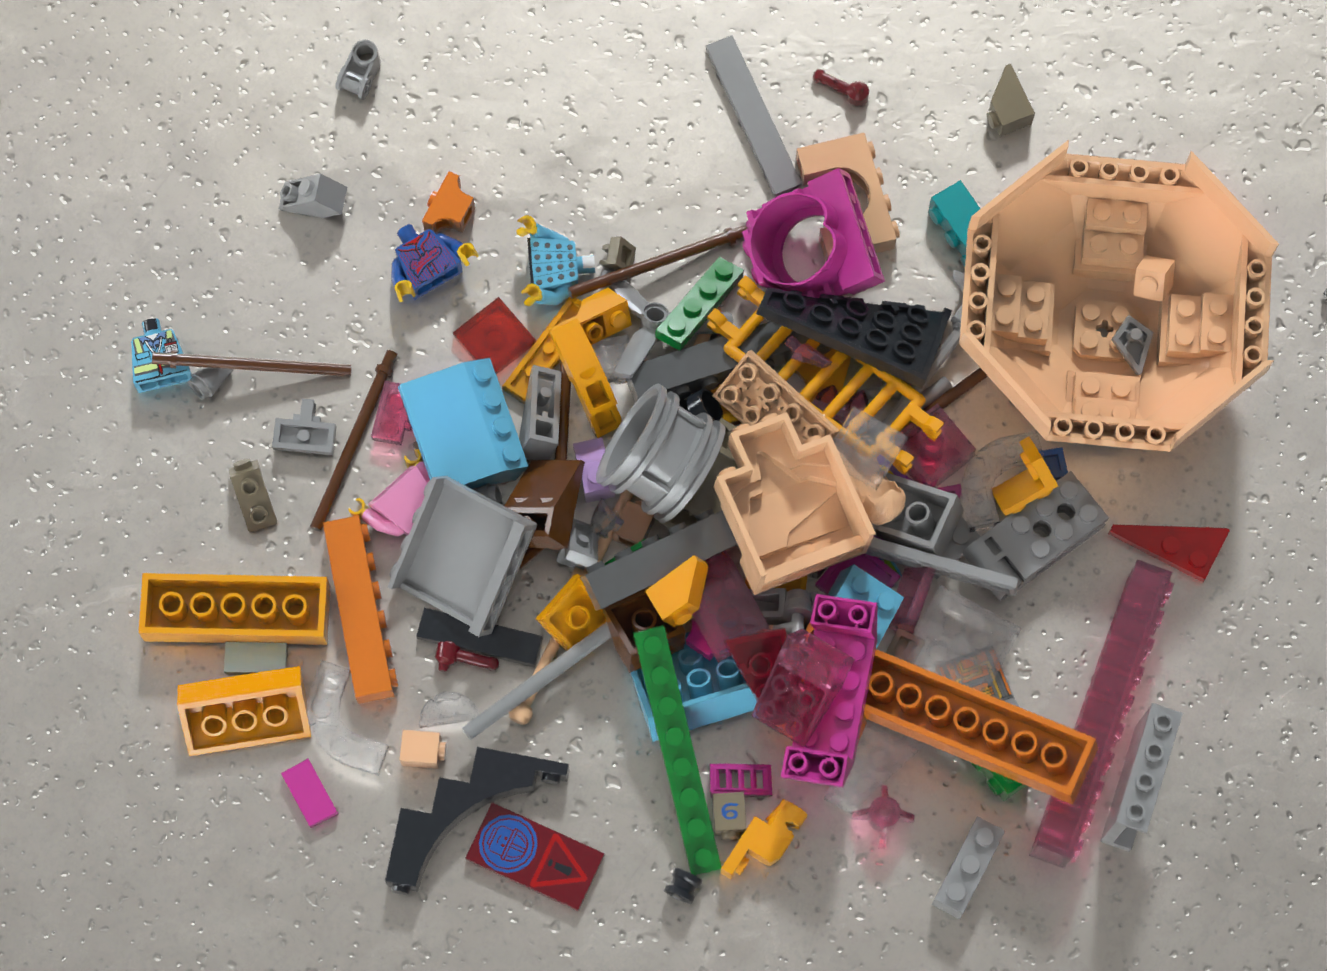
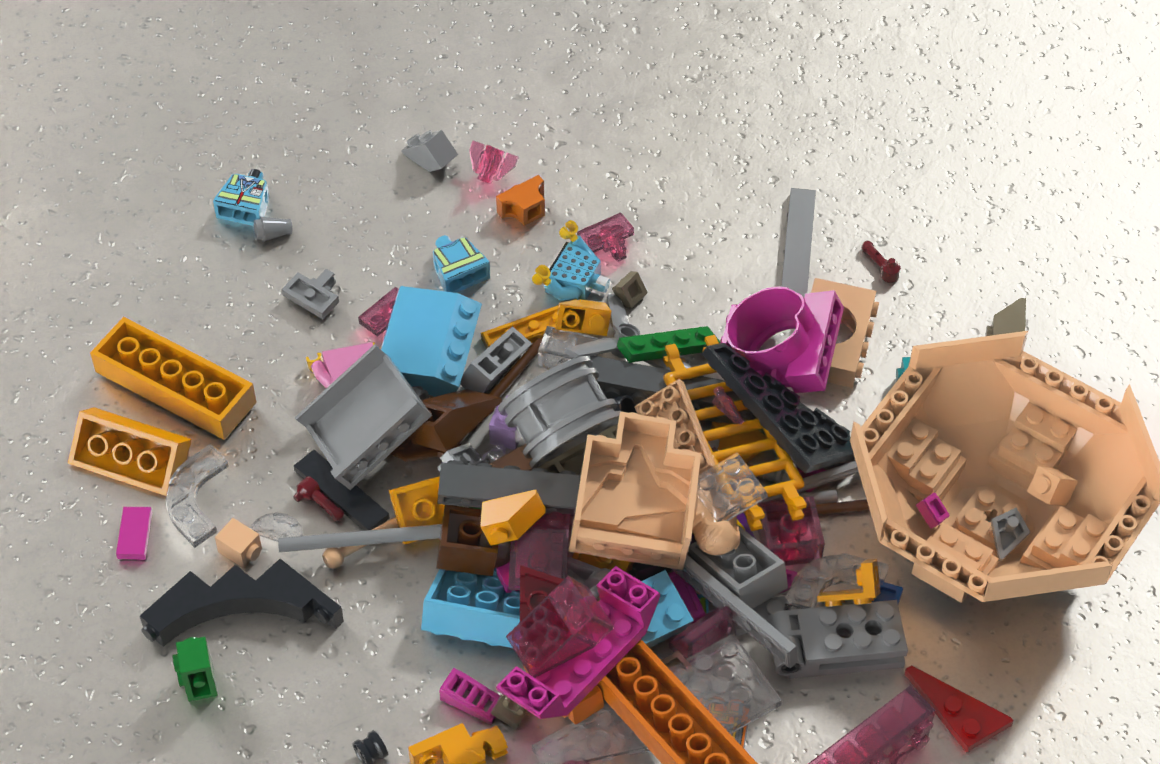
camera: 30 degrees right, 20 degrees down
(174, 359) = (252, 196): reddish brown bar -> none
(252, 494) = (243, 314): dark tan bracket -> none
(254, 657) = (166, 419): light aqua tile -> none
(358, 74) = (522, 90): light grey piece -> none
(359, 610) = (264, 426): orange brick -> none
(383, 371) = (341, 319): reddish brown bar -> none
(387, 180) = (490, 163): none -> clear pink brick
(426, 261) = (482, 225): blue torso -> none
(430, 319) = (459, 264): none -> medium azure torso
(474, 902) = (195, 668): none -> green brick
(495, 335) = (500, 299): clear red tile -> none
(535, 856) = (270, 668): dark red tile -> none
(558, 202) = (608, 235): none -> clear pink hinge
(587, 376) = (544, 333): light orange slope -> none
(677, 750) = (431, 638): green plate -> none
(728, 236) = (651, 304): reddish brown bar -> none
(729, 815) = (444, 713): dark tan brick -> none
(773, 767) = (508, 711): none -> dark tan tile
(1057, 361) = (932, 510): none -> dark pink tile

